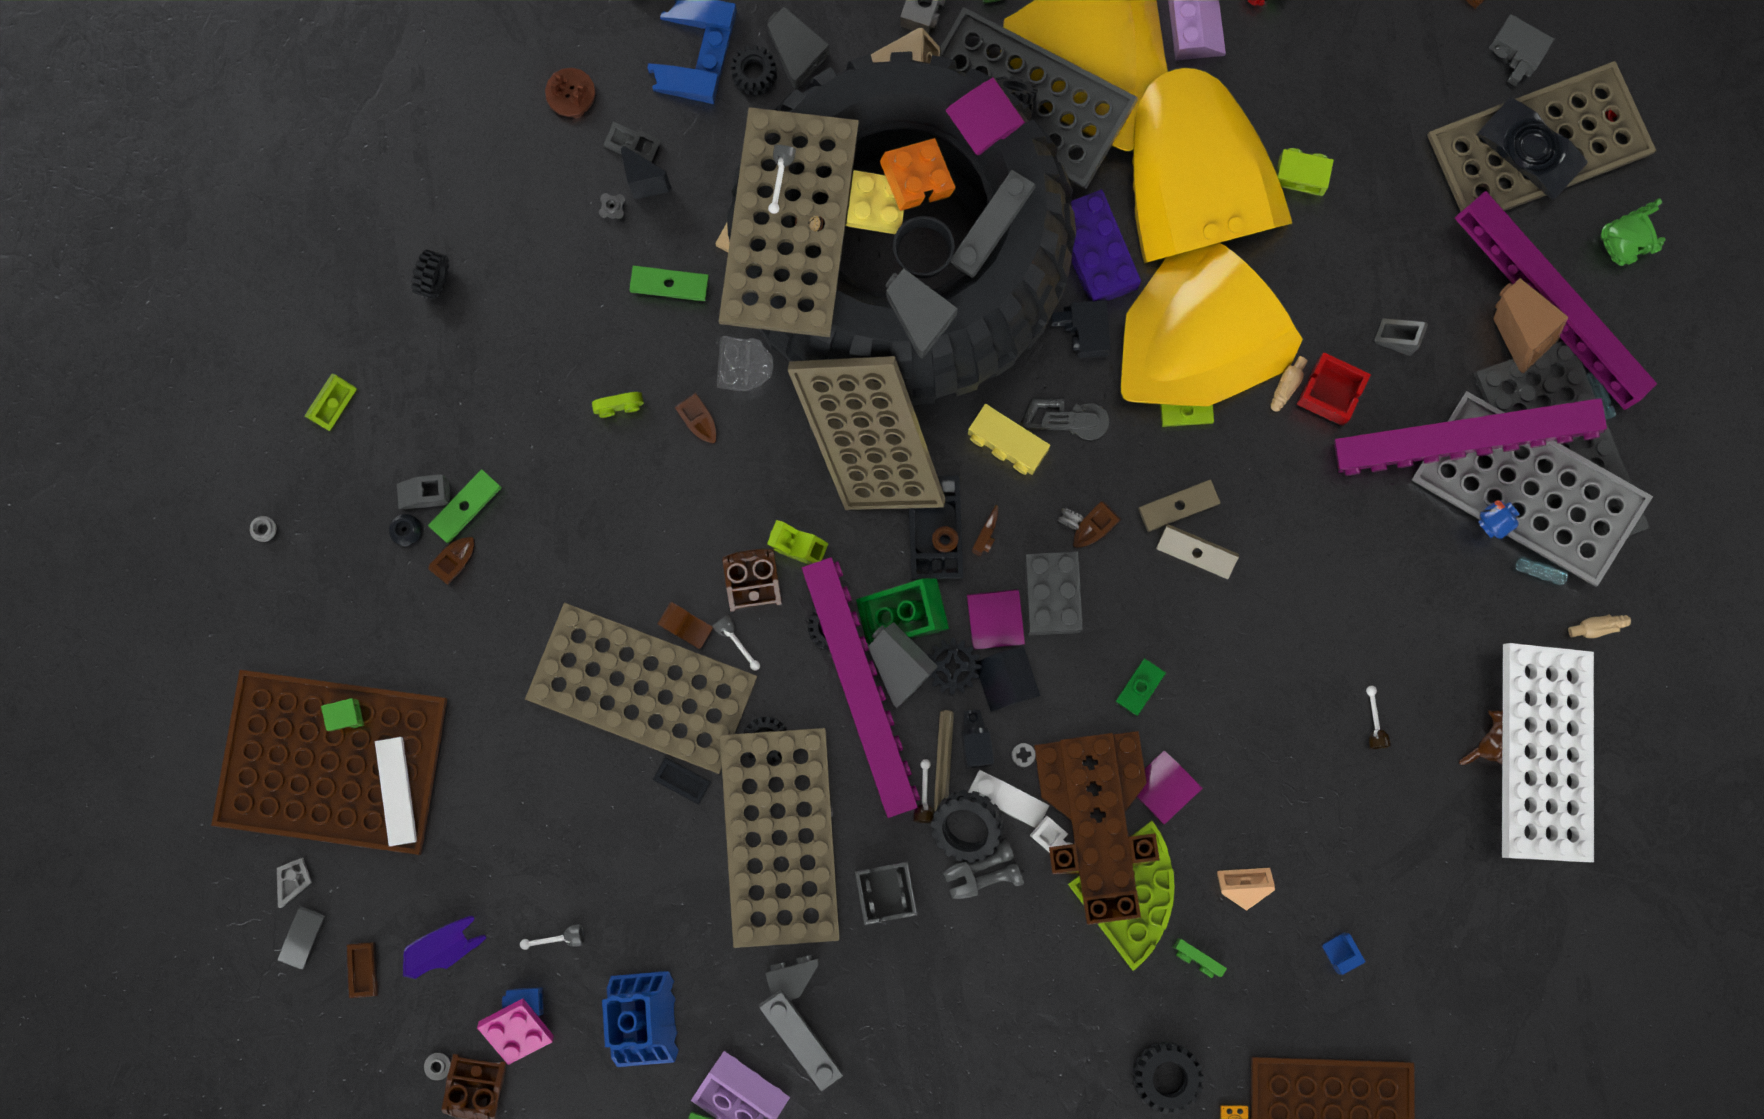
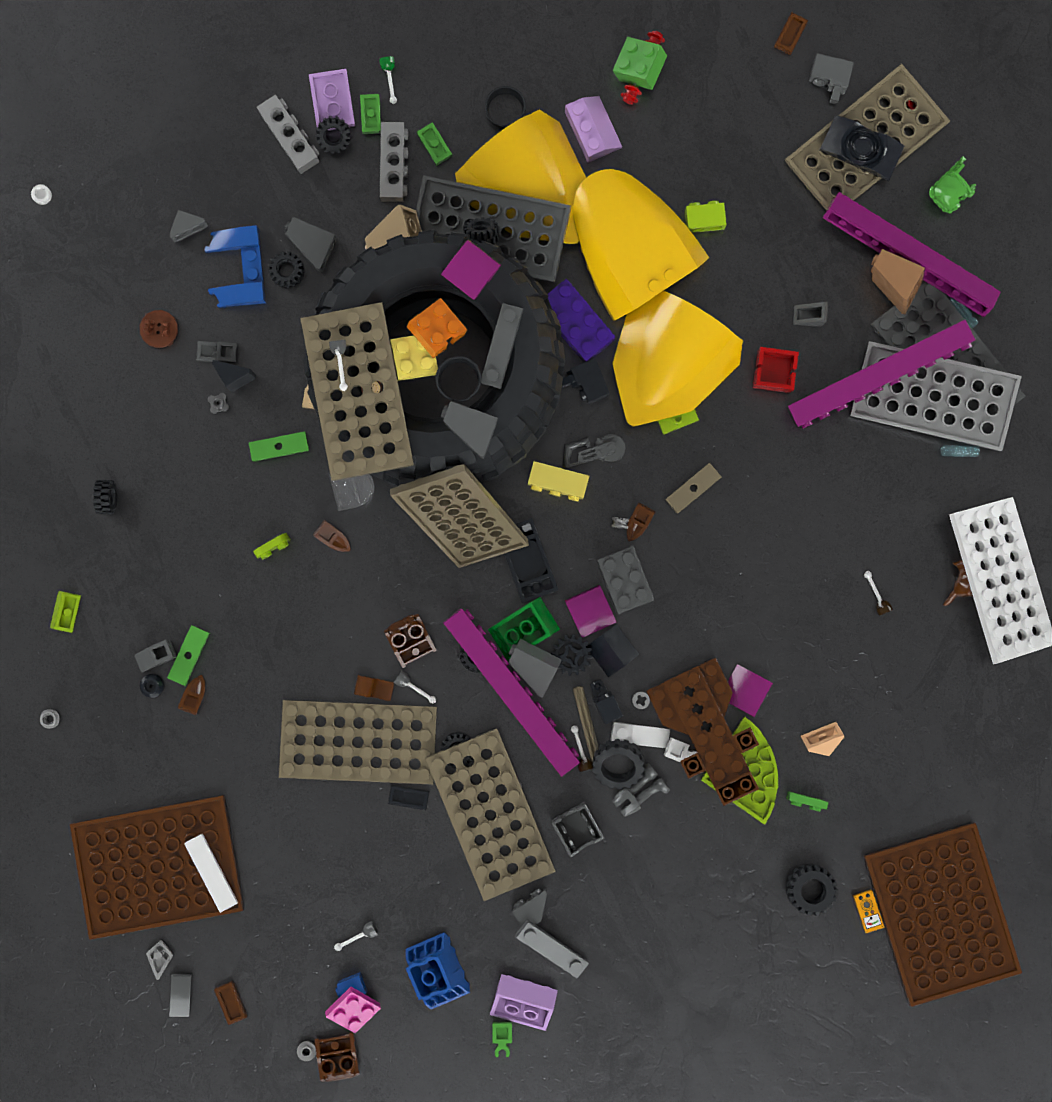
camera: 25 degrees left, 5 degrees up
(342, 715) = (155, 833): bright green panel -> none
(439, 948) = (280, 971): dark purple shield -> none
(796, 544) = (433, 605): lime brick -> none
(951, 533) = (537, 573): reddish brown plate -> none
(985, 540) = (565, 558): reddish brown plate -> none
(1140, 687) = (707, 625): green plate -> none
(1182, 546) = (727, 517): tile -> none
(1288, 383) = (743, 373): tan piece -> none
(1343, 953) = (904, 764): blue panel -> none
(1499, 519) = (919, 426): blue head -> none
(1599, 626) = (1012, 477): tan piece -> none

